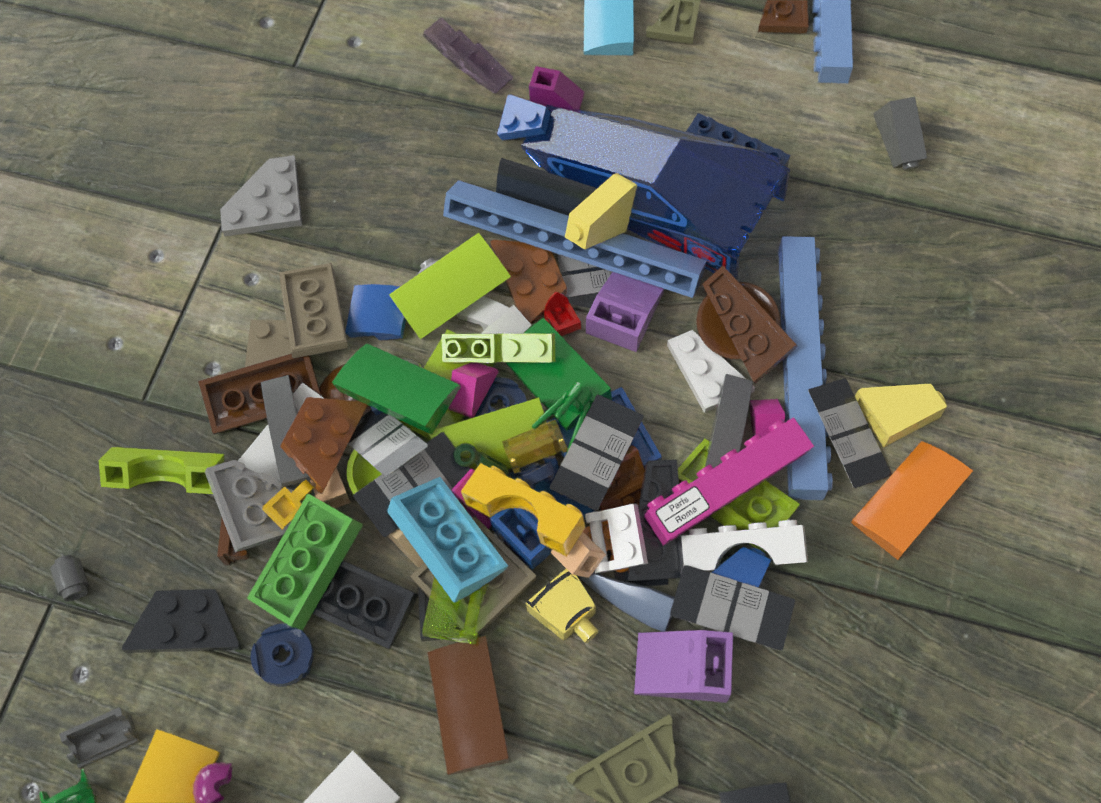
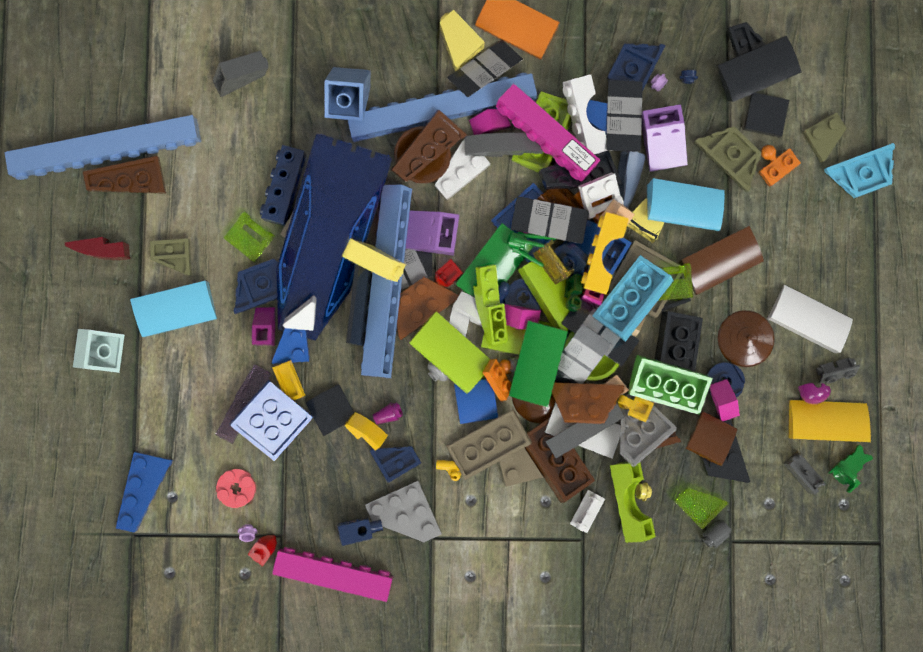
camera: 110 degrees left, 20 degrees up
(119, 566) = (699, 506): none -> clear neon green wing
(171, 494) = (643, 491): none -> light yellow plate
(175, 413) = (587, 511): none -> white hinge
(204, 603) = (711, 438): none -> reddish brown slope
(222, 104) = (332, 574): none -> dark pink brick
(253, 637) = (724, 400): none -> dark pink slope
(264, 132) = (350, 535): none -> dark blue torso
(286, 40) = (263, 549): none -> red plate
(305, 260) = (450, 467): none -> yellow arm
(311, 28) = (247, 533): none -> lavender plate
(335, 200) = (395, 461): none -> dark blue wing
(337, 712) = (746, 338): none -> reddish brown hat
(366, 19) = (226, 494): none -> coral plate
(385, 174) = (363, 427): none -> yellow slope
(397, 337) = (496, 376): none -> orange plate
(398, 206) = (389, 413): none -> magenta cone
(427, 148) = (330, 410): none -> black slope
(435, 74) = (271, 420): none -> plate
(478, 107) = (289, 380): none -> yellow tile
(513, 372) = (503, 291): none -> dark blue arm
(550, 126) = (302, 317): none -> white slope
(567, 663) = (685, 204): none -> medium azure slope
(611, 94) = (256, 286): none -> dark blue wing
(675, 98) = (246, 243): none -> clear neon green plate
(778, 685) = (658, 82): none -> lavender plate
(778, 736) = (688, 76): none -> dark blue plate
(813, 656) = (636, 62): none -> dark blue wing
(847, 241) = (347, 93): none -> medium blue slope

